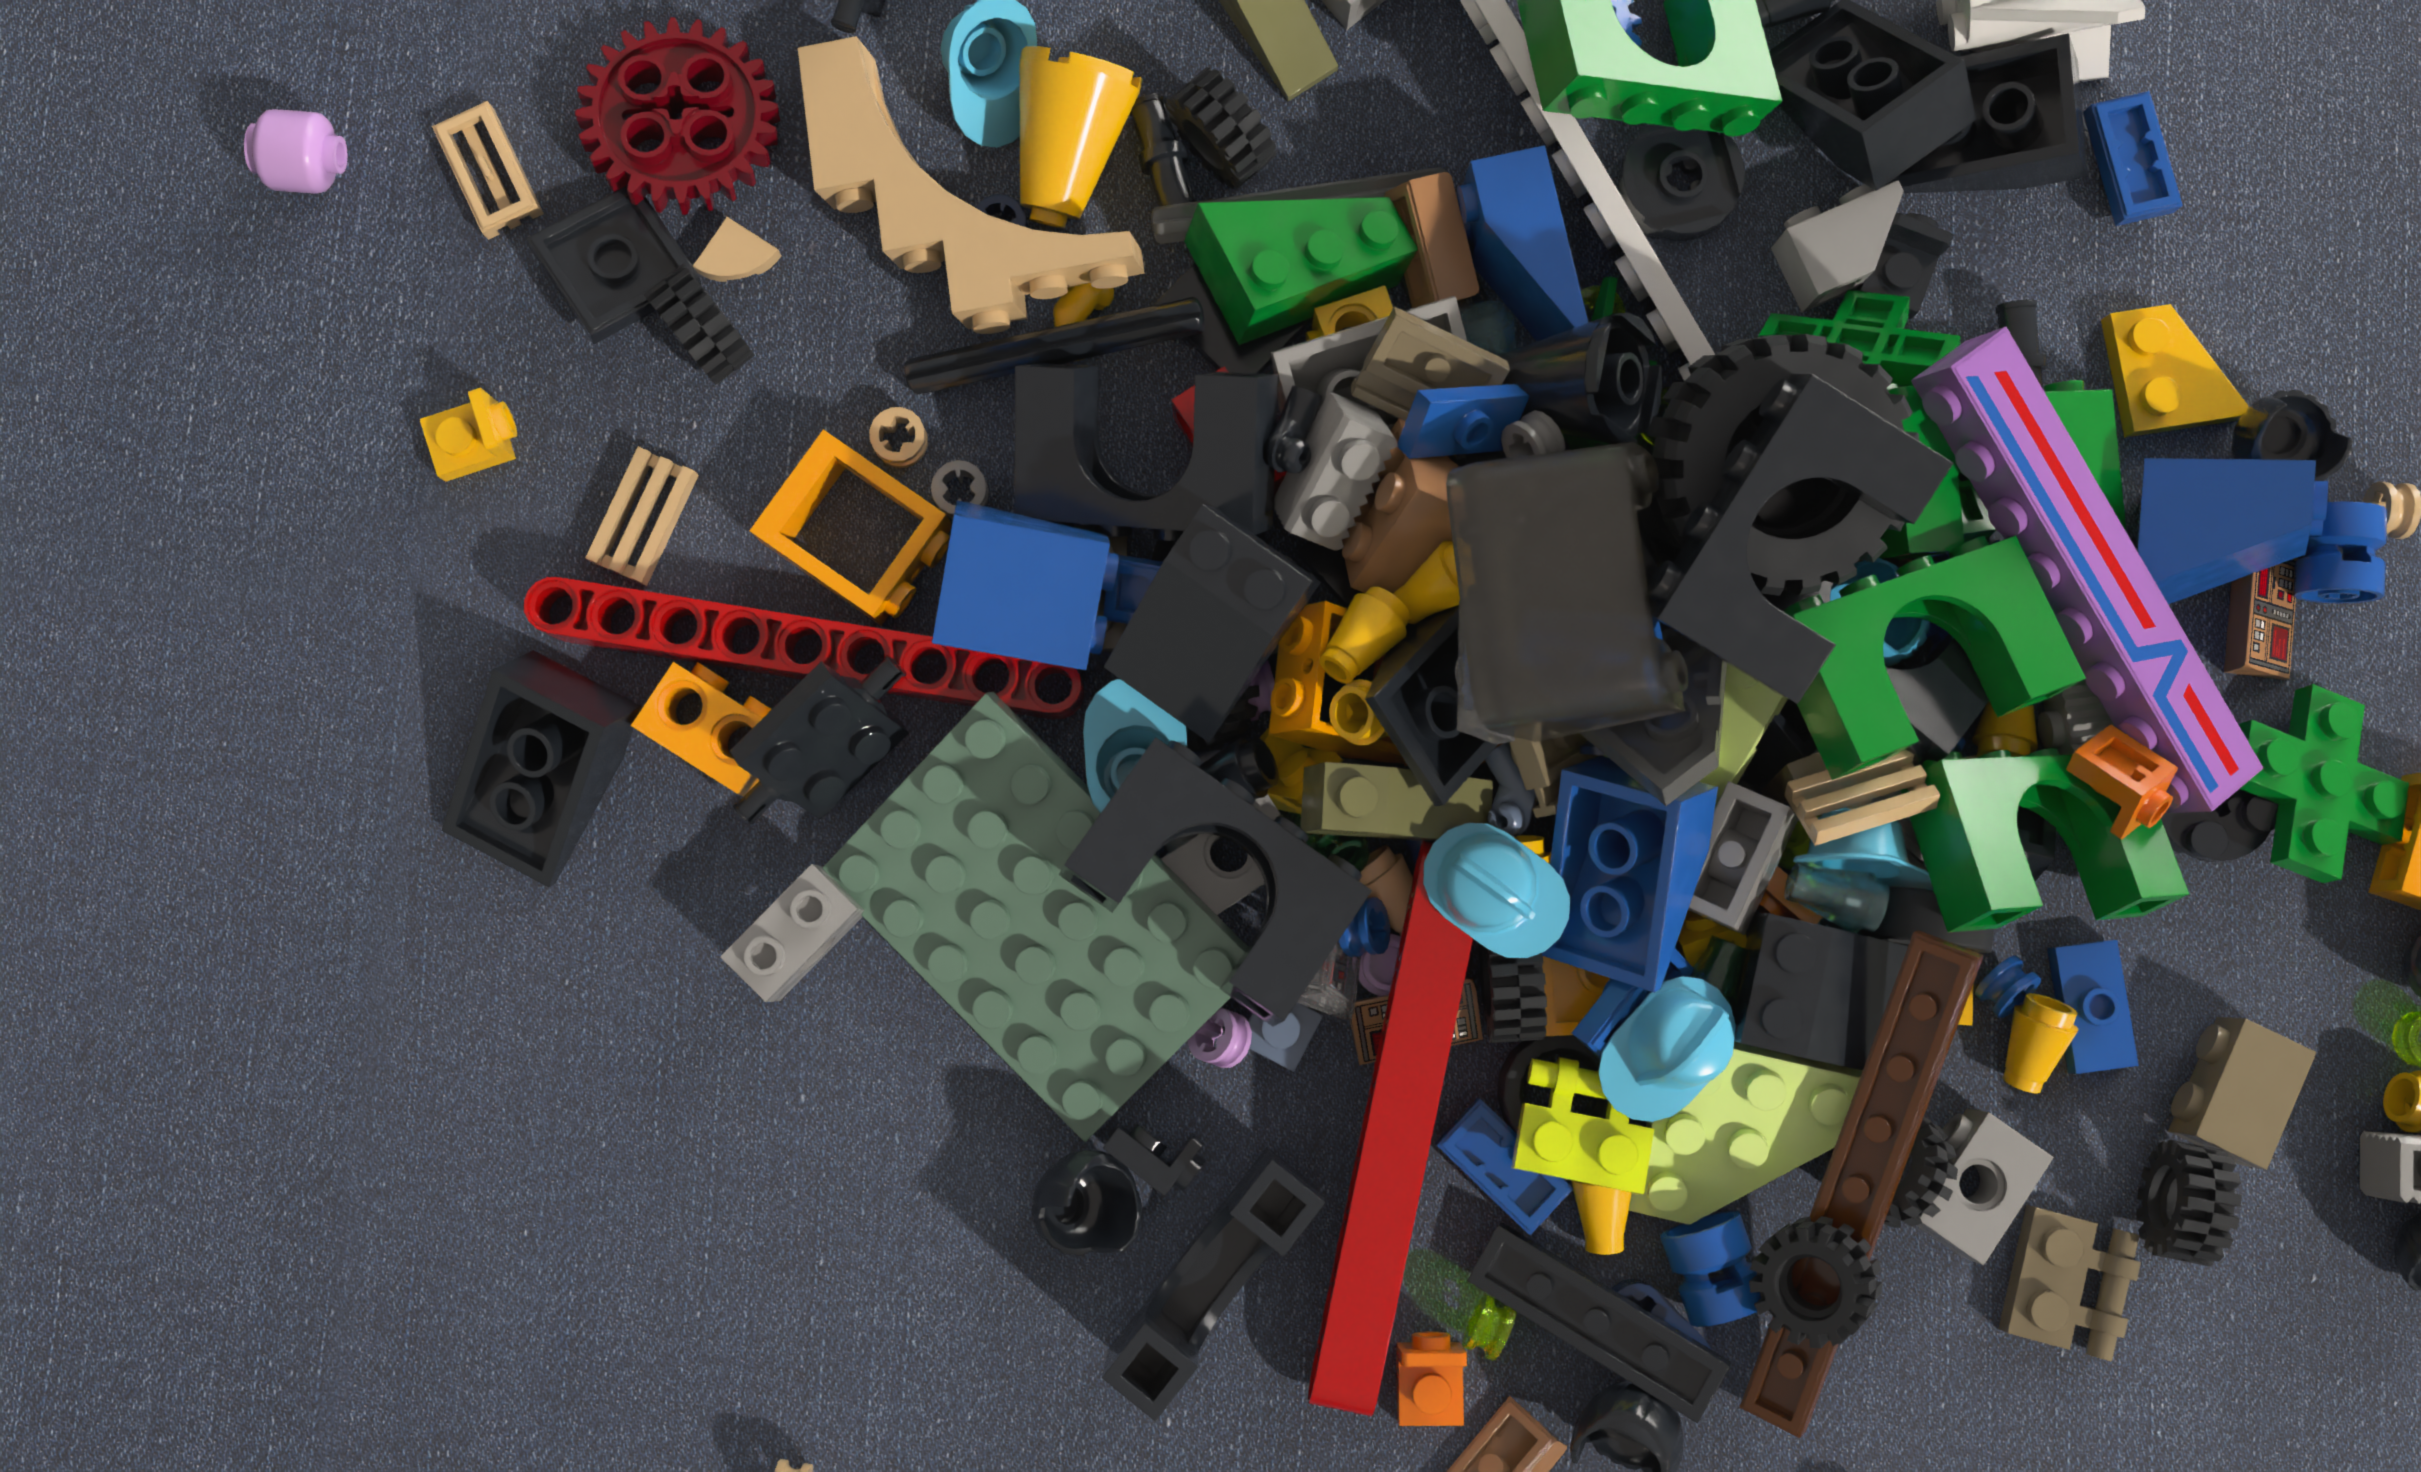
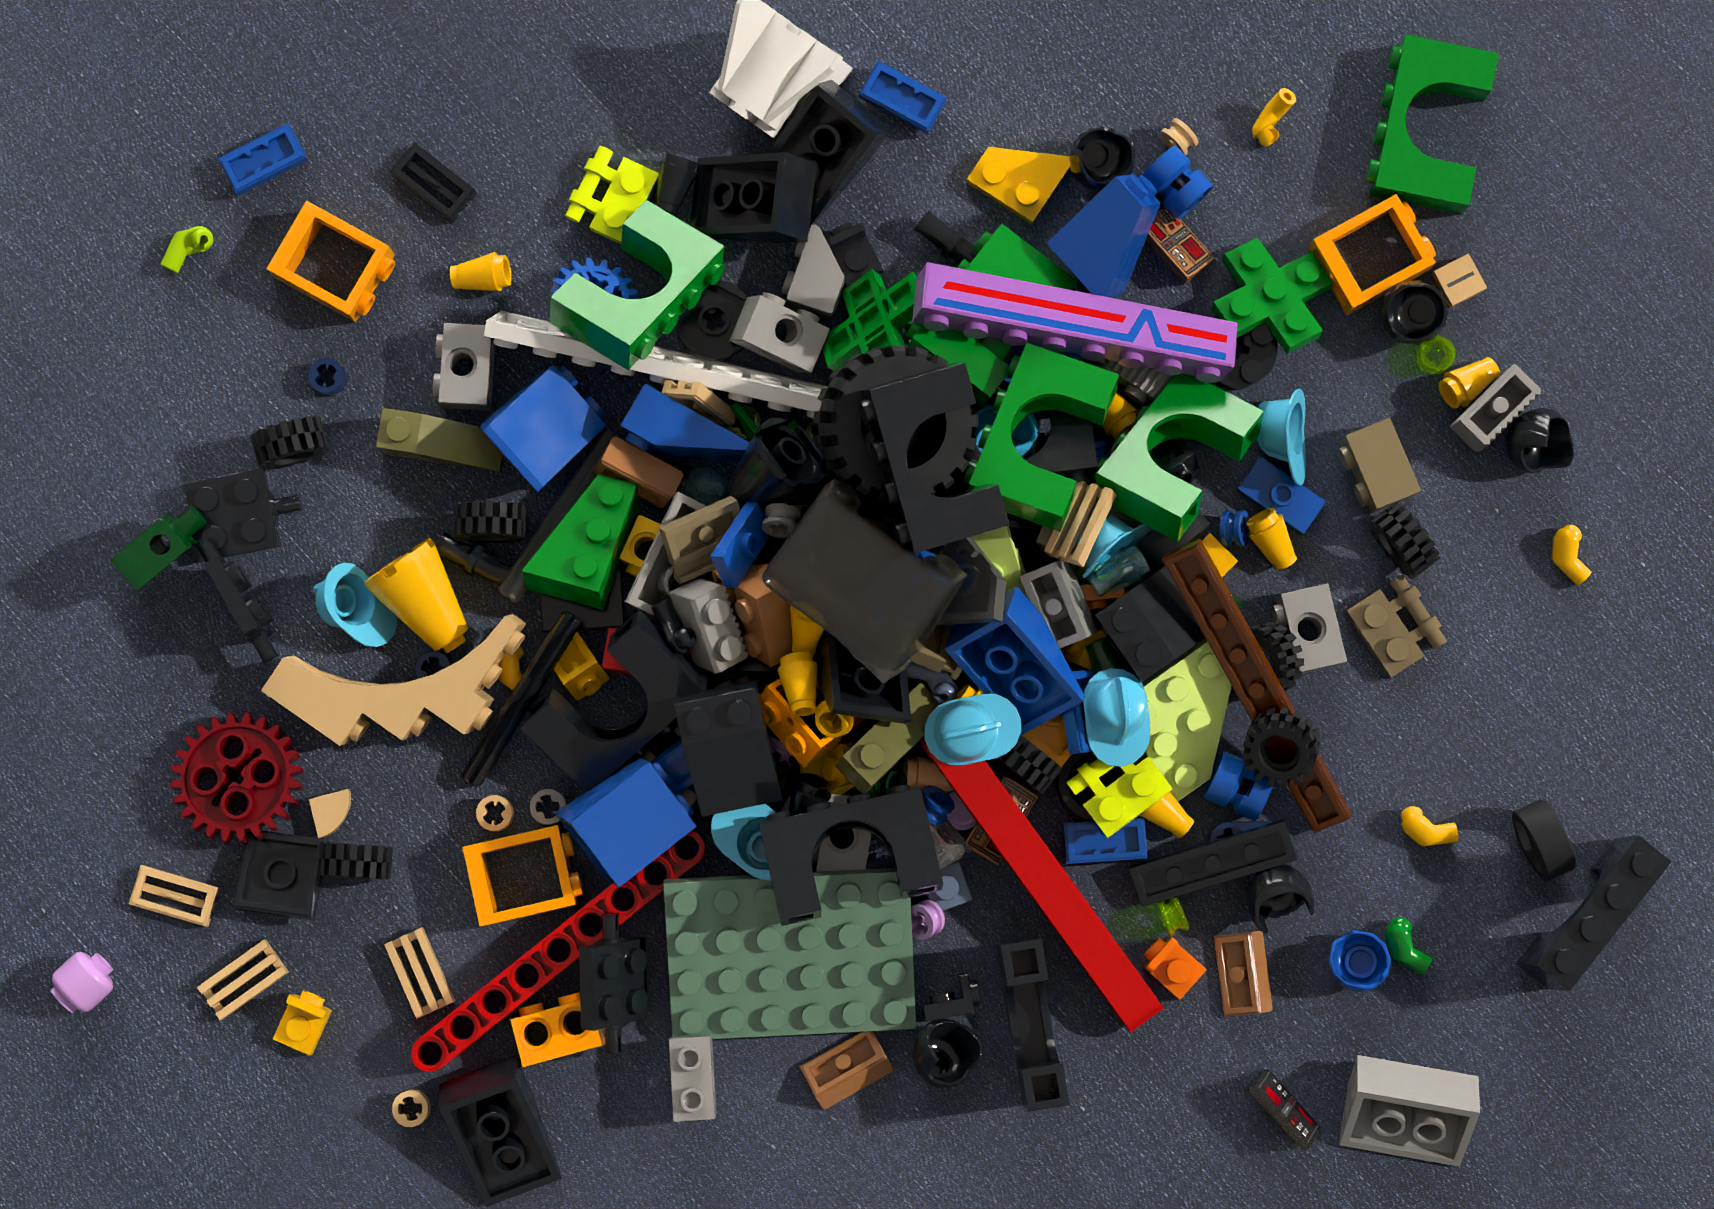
camera: 45 degrees left, 0 degrees up
(410, 317) = (214, 999): none -> tan tile
(460, 648) = (404, 1118): none -> tan bush
(966, 1102) = (846, 1068): none -> medium nougat slope
(1148, 382) = (580, 669): none -> yellow bracket
(1387, 87) = (544, 425): none -> blue slope
(1585, 229) = (700, 400): none -> tan tile
(1712, 237) = (757, 333): none -> light grey brick
(2127, 775) = (1183, 390): orange bracket -> none
(2174, 938) = (1283, 432): none -> medium azure piece
(2346, 1410) = (1566, 552): none -> yellow arm

